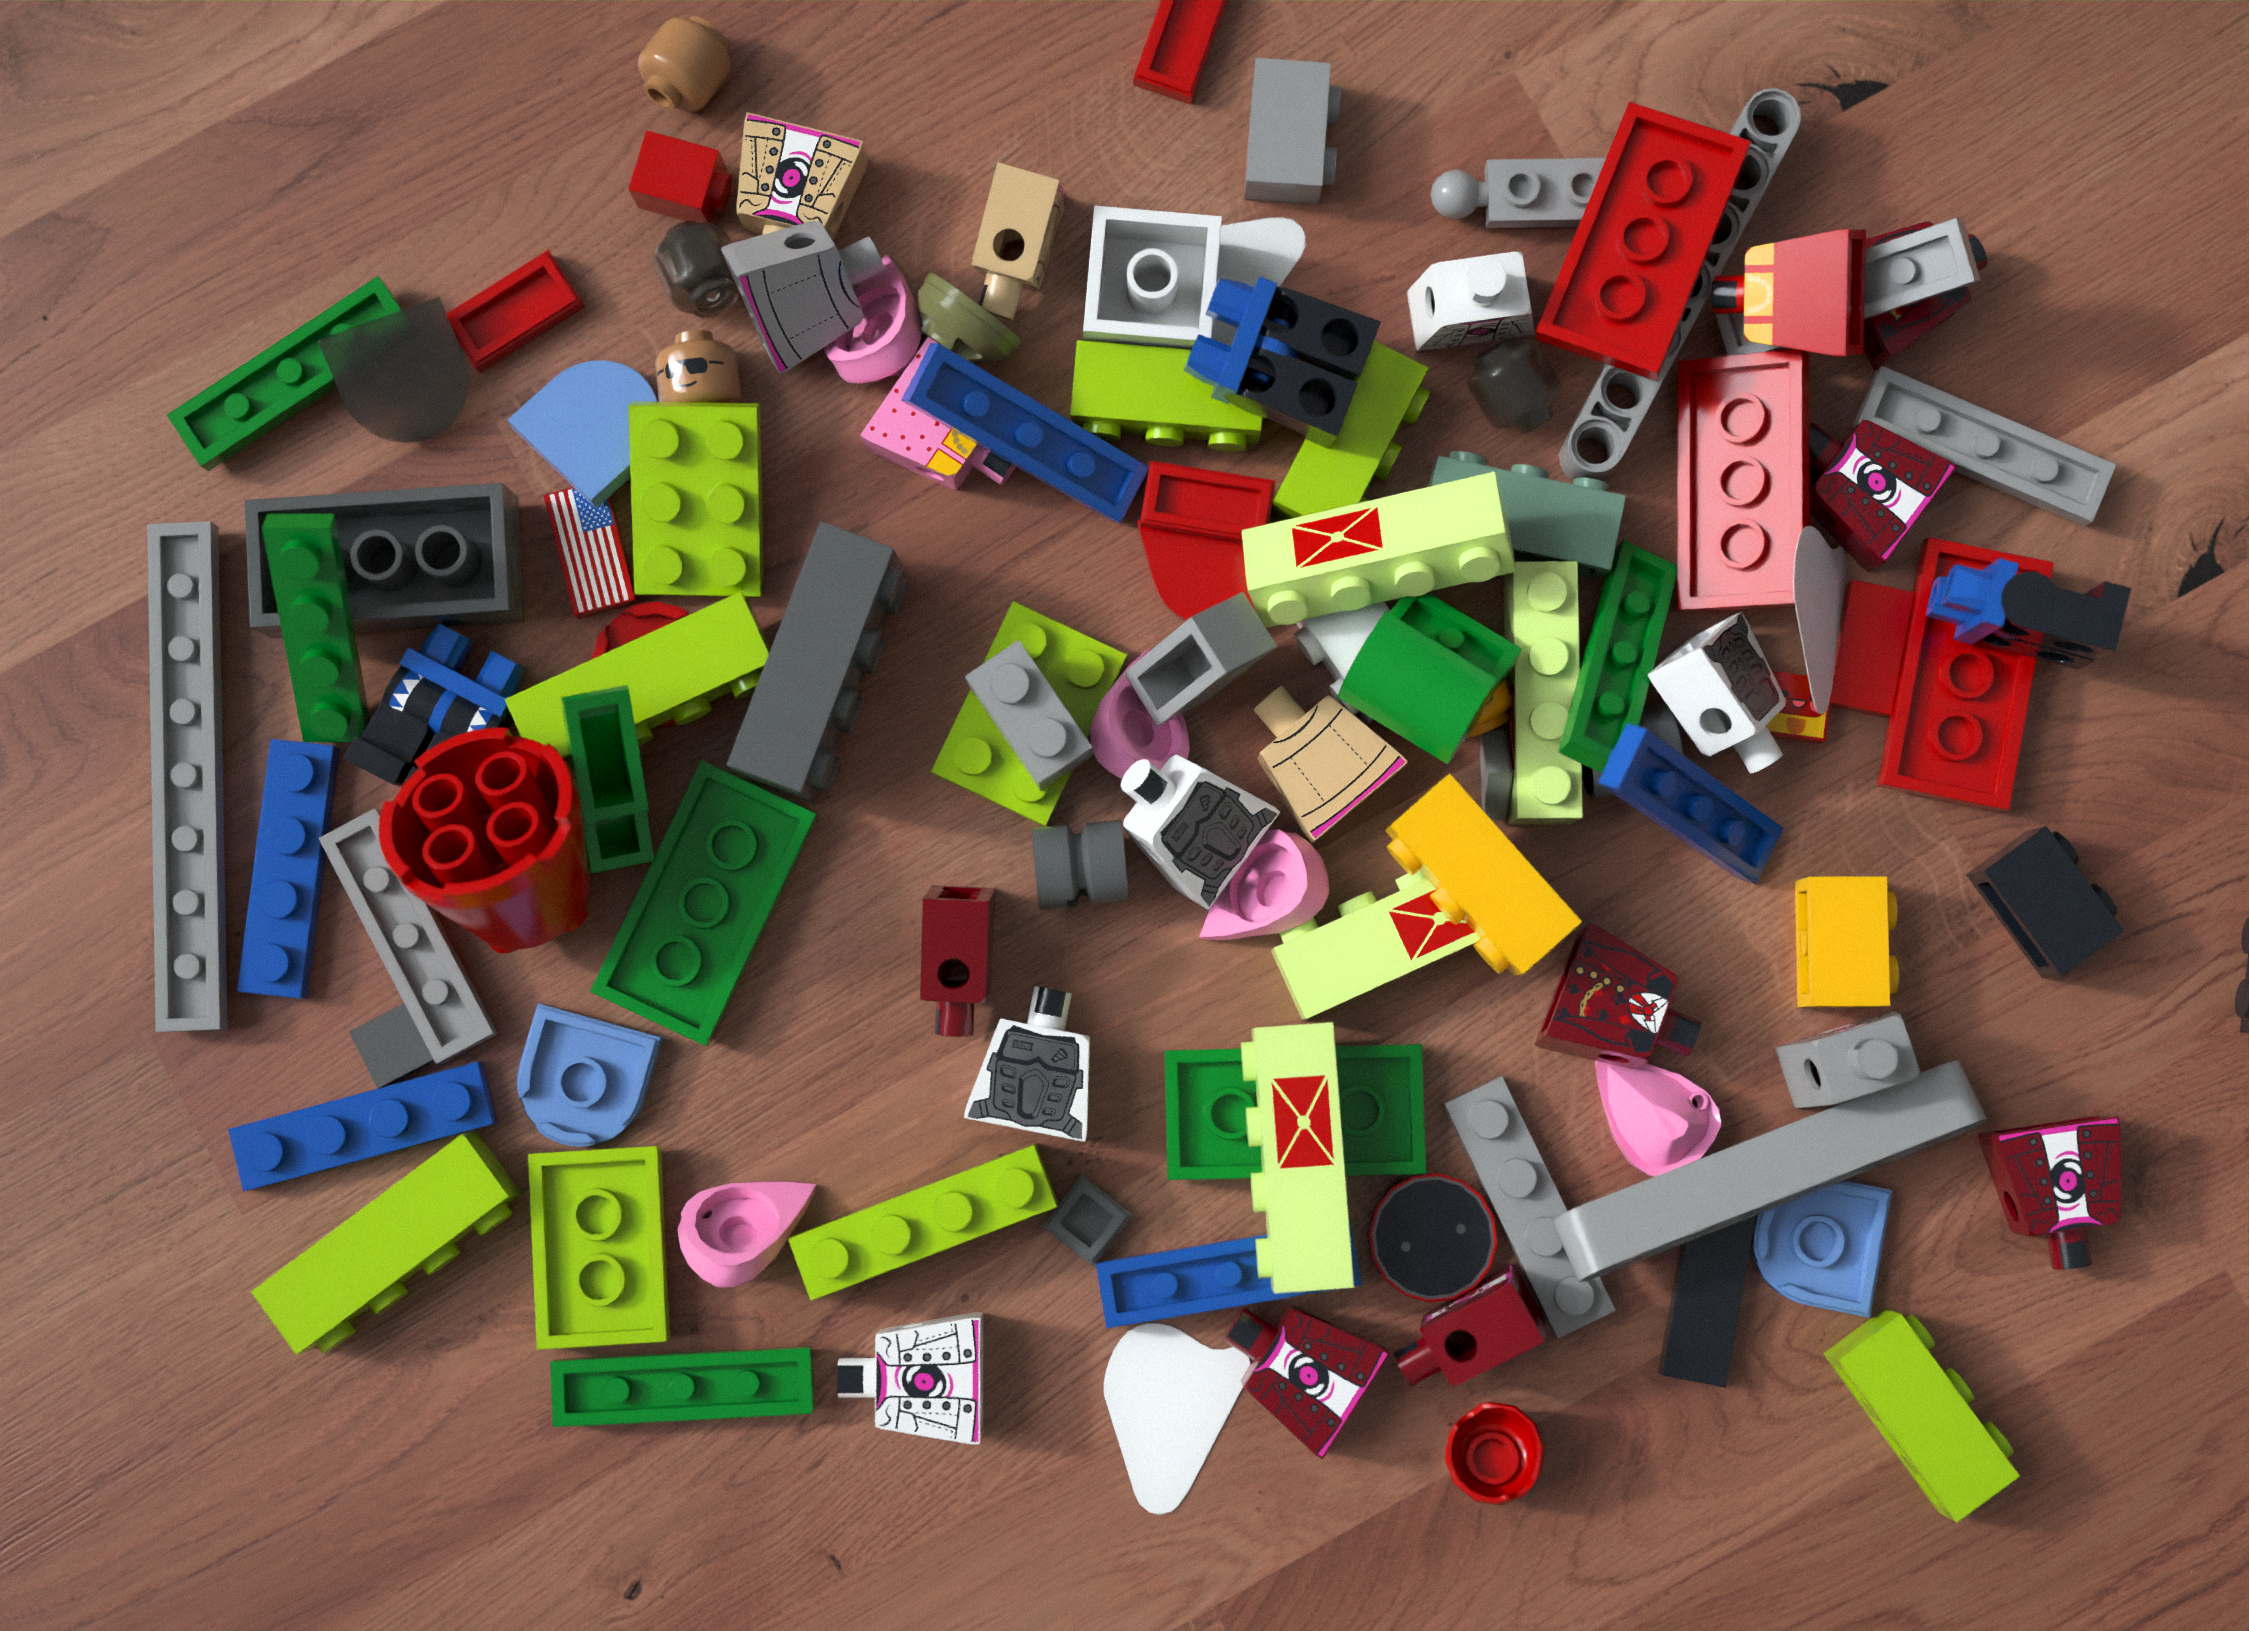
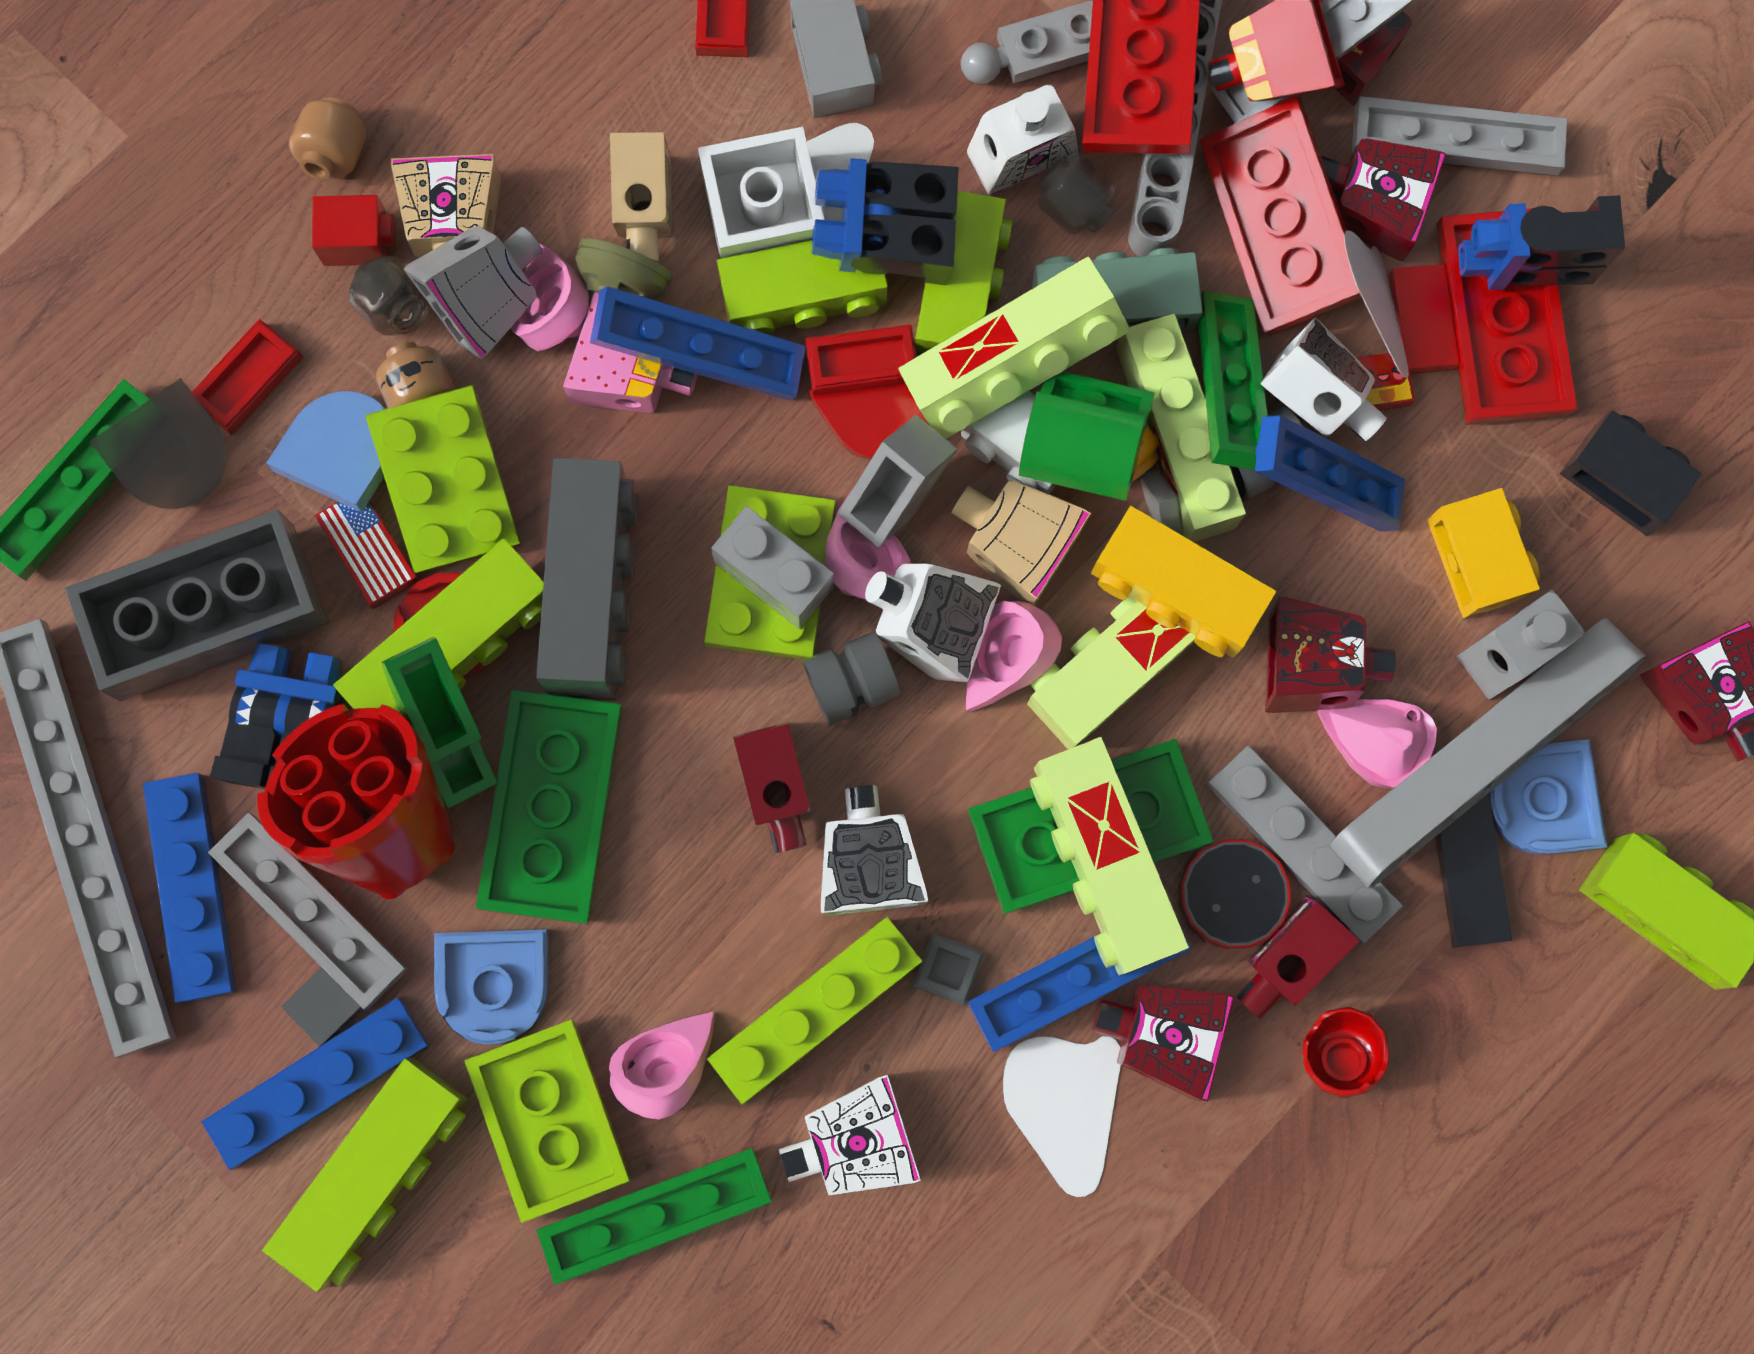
camera: 25 degrees left, 5 degrees down
(317, 625) = (156, 671): green plate -> none

